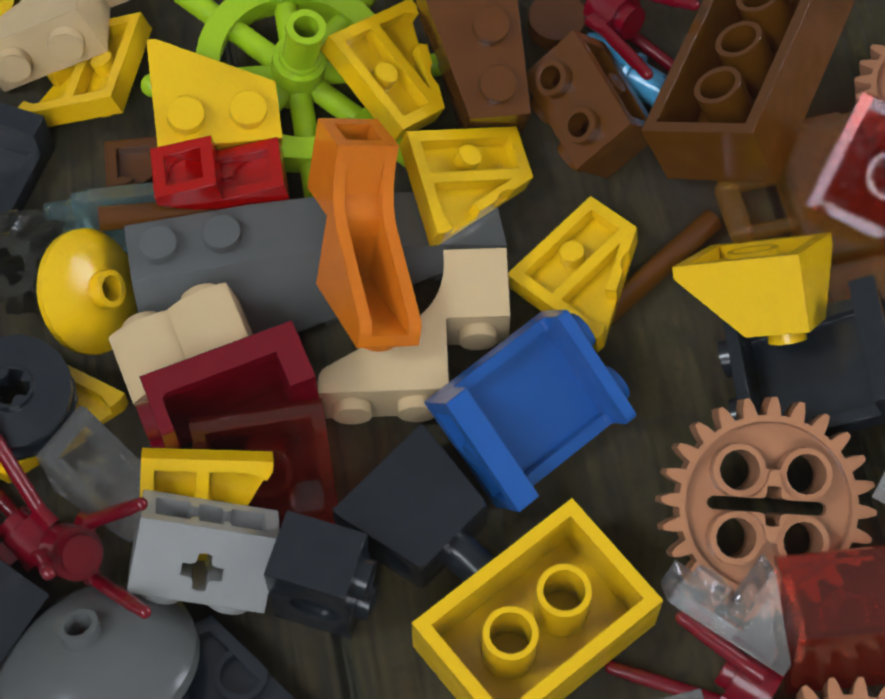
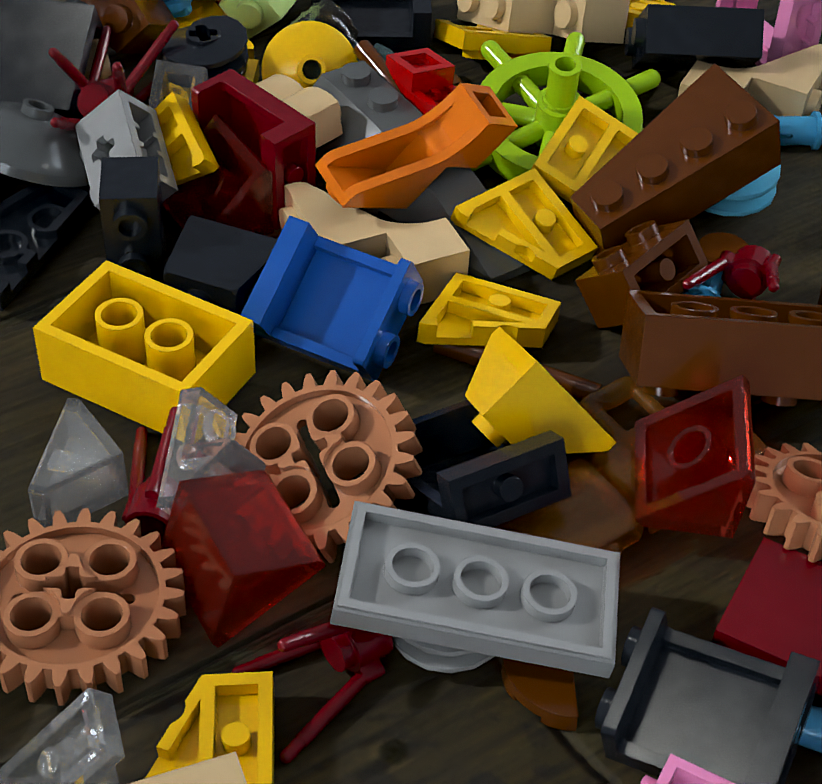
camera: 65 degrees right, 20 degrees down
(207, 98) = (490, 59): yellow wing -> none

